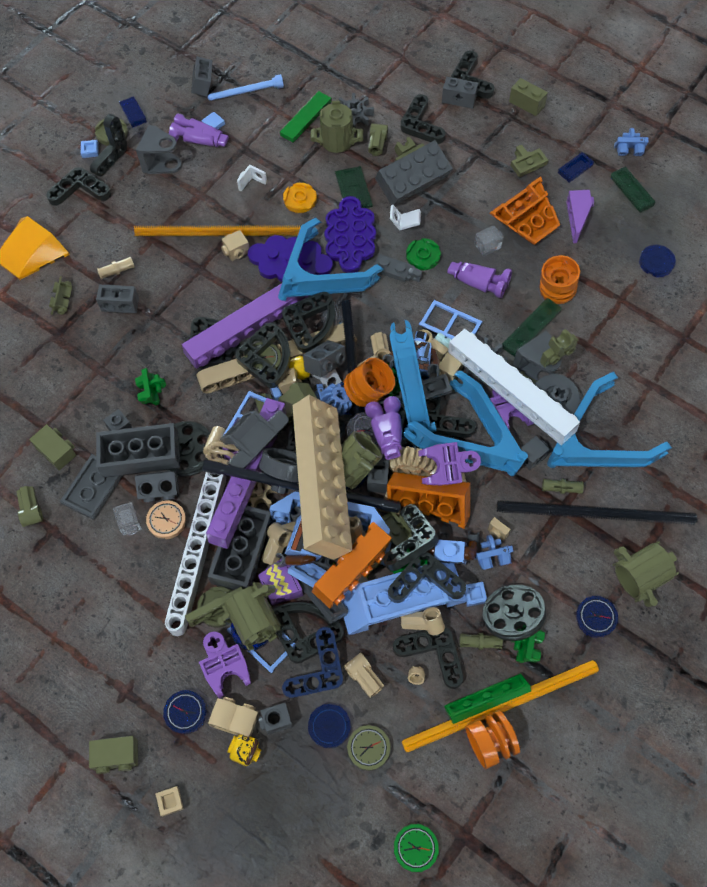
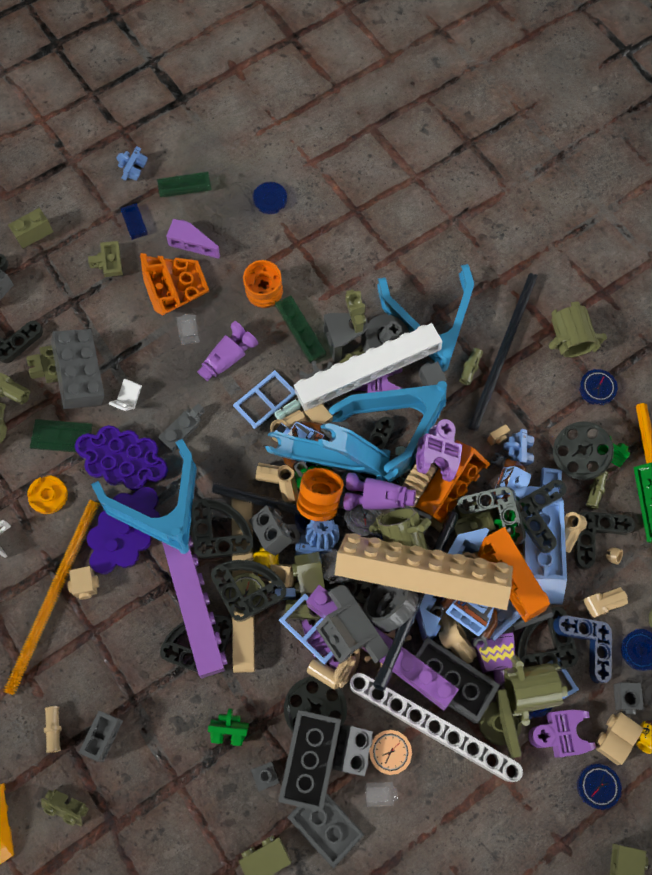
camera: 75 degrees left, 5 degrees up
(423, 254) = (174, 396): green tile -> none

